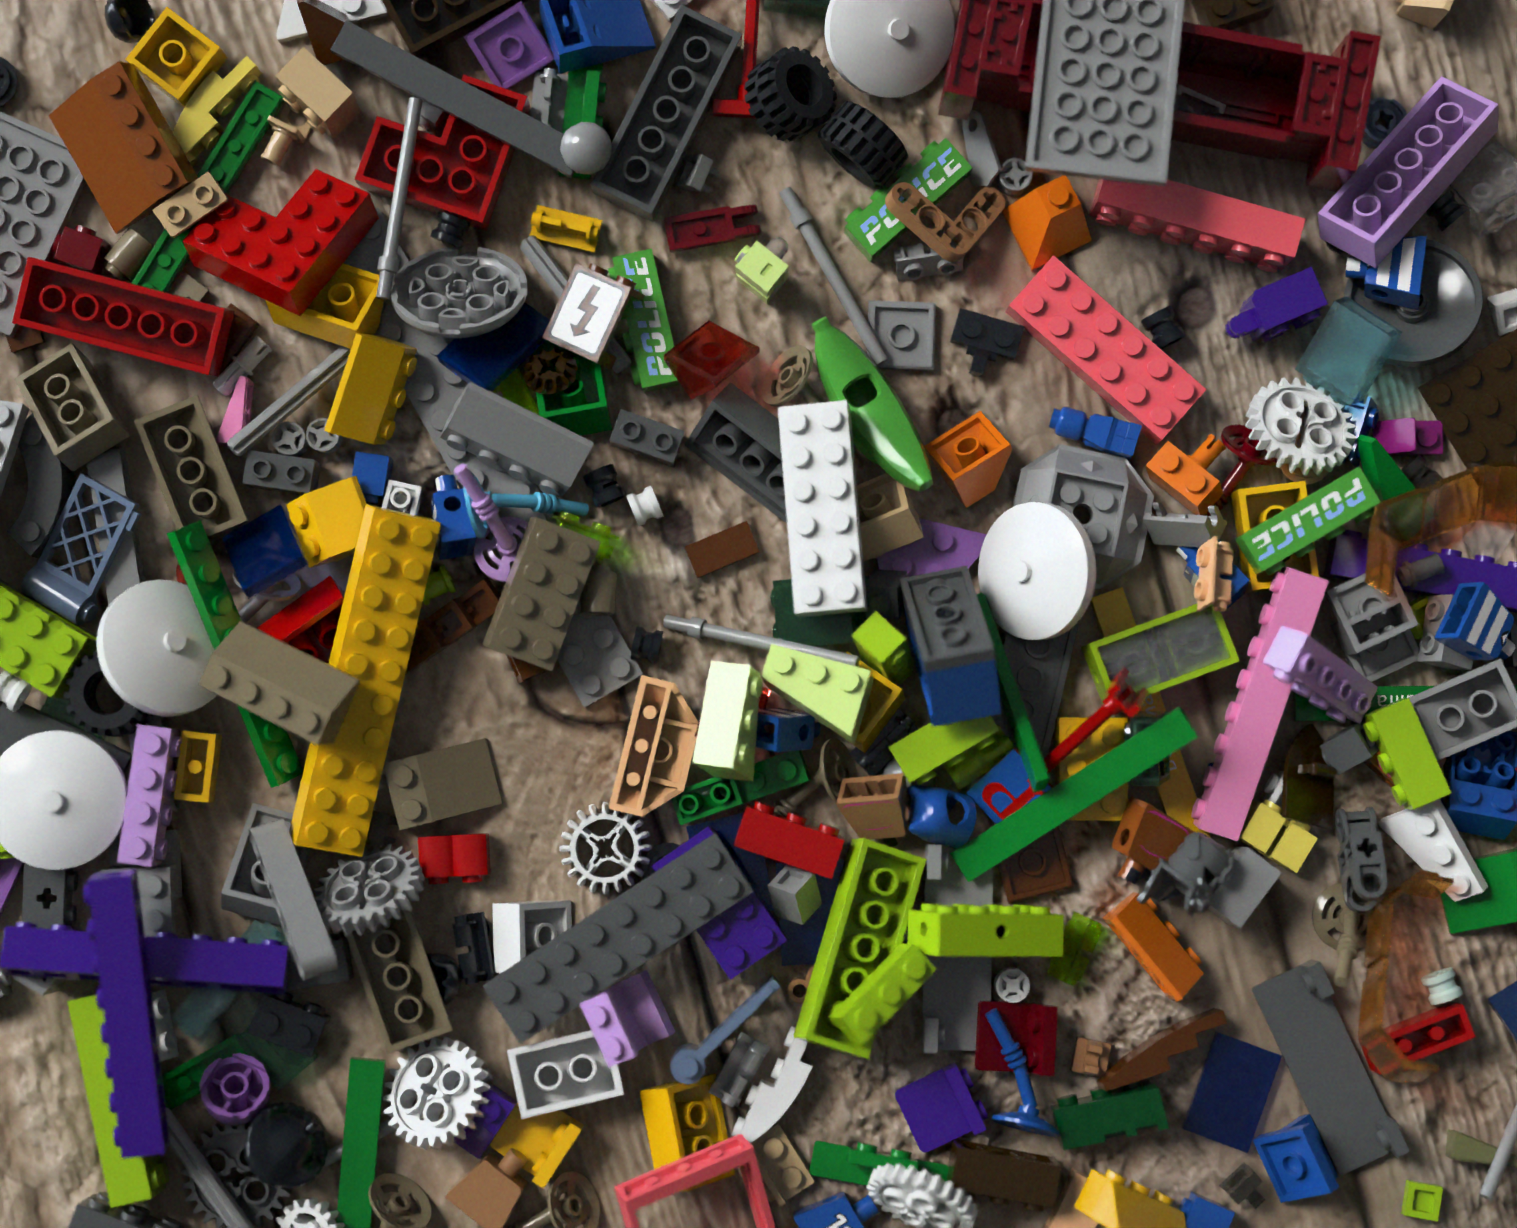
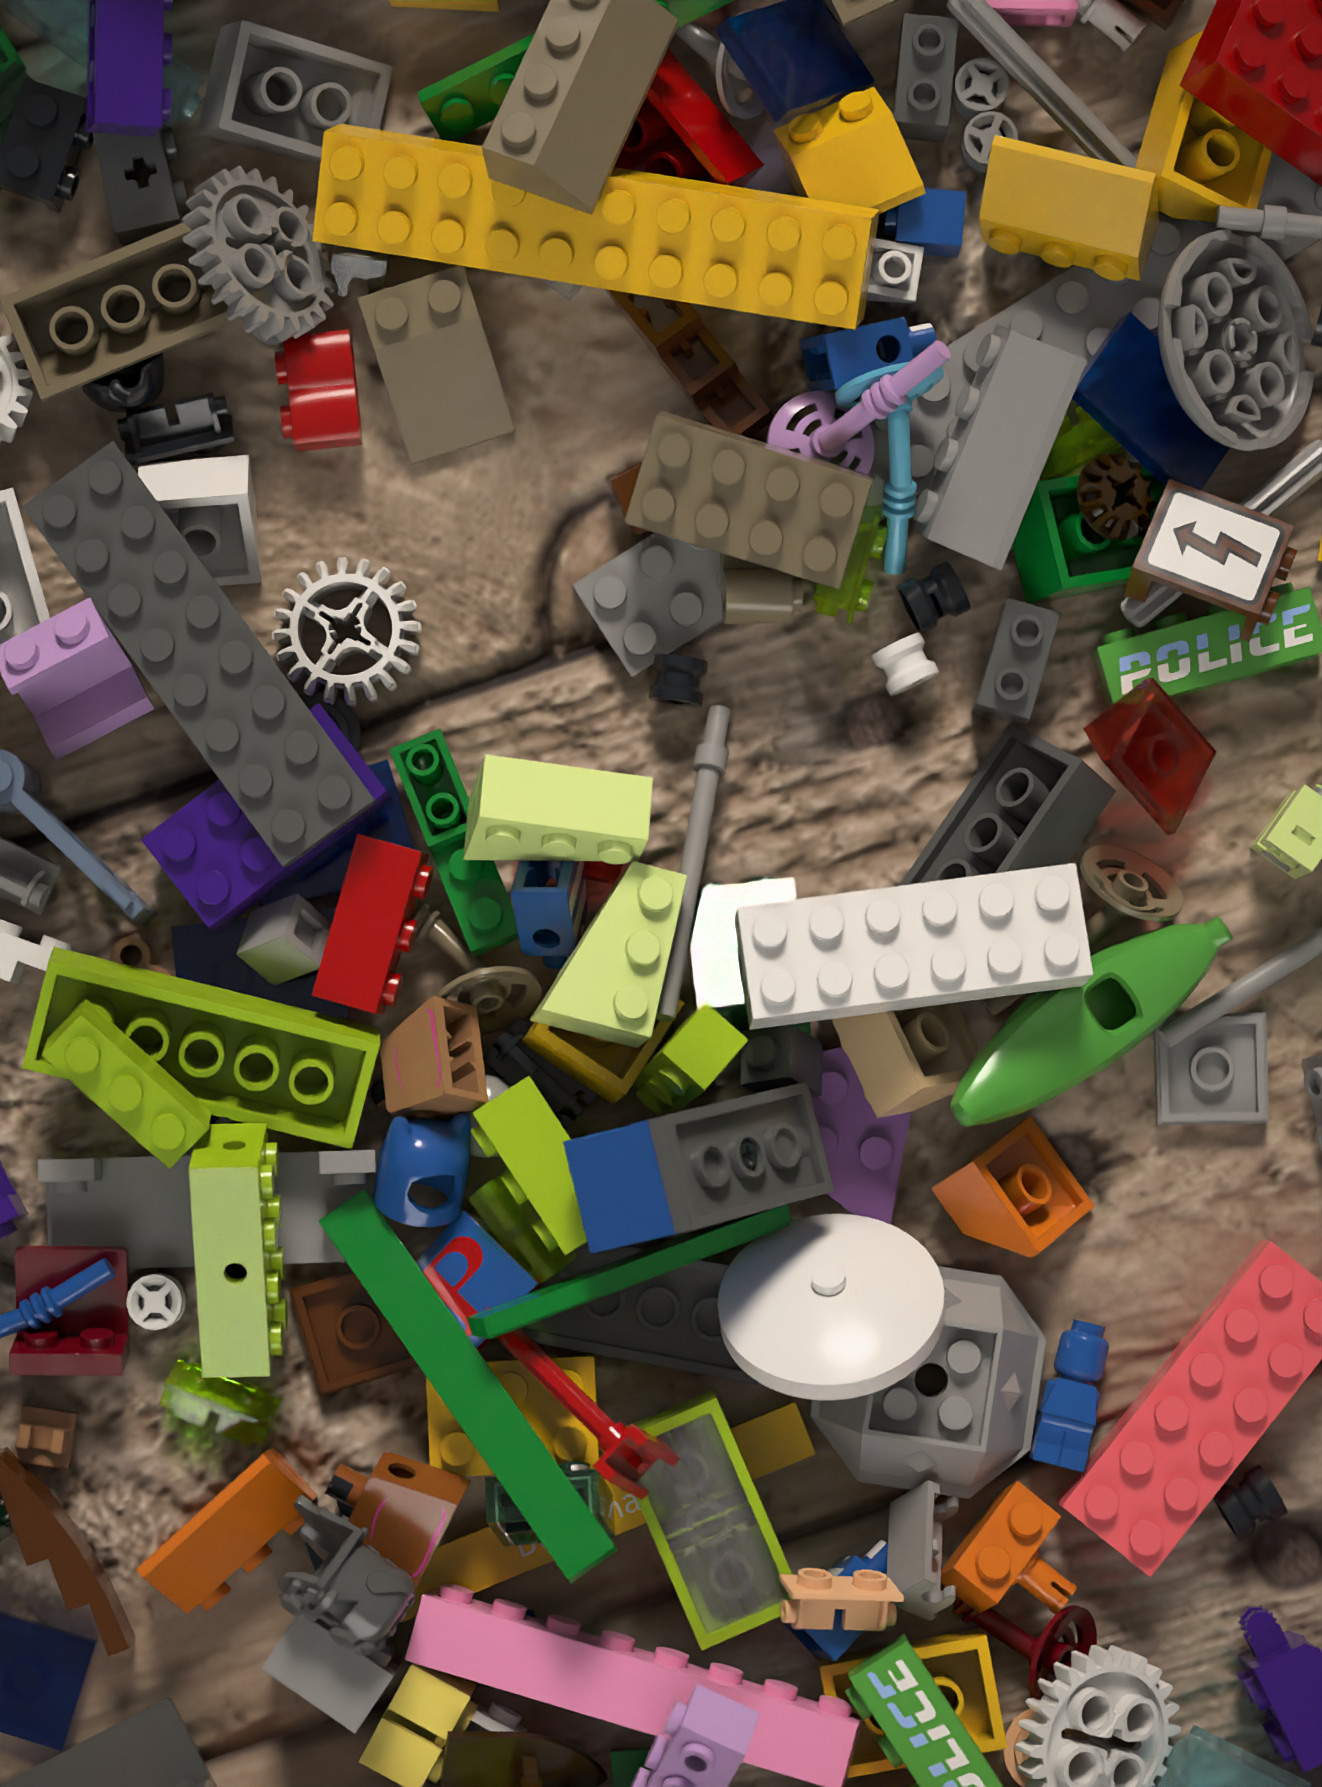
camera: 90 degrees right, 0 degrees up
(293, 899) = (237, 132): light grey beam -> none
(438, 584) = (758, 338): lime bush -> none
(655, 749) = (508, 699): light nougat wedge -> none
(722, 549) = (841, 794): reddish brown tile -> none
(986, 338) = (1215, 1209): black hinge -> none

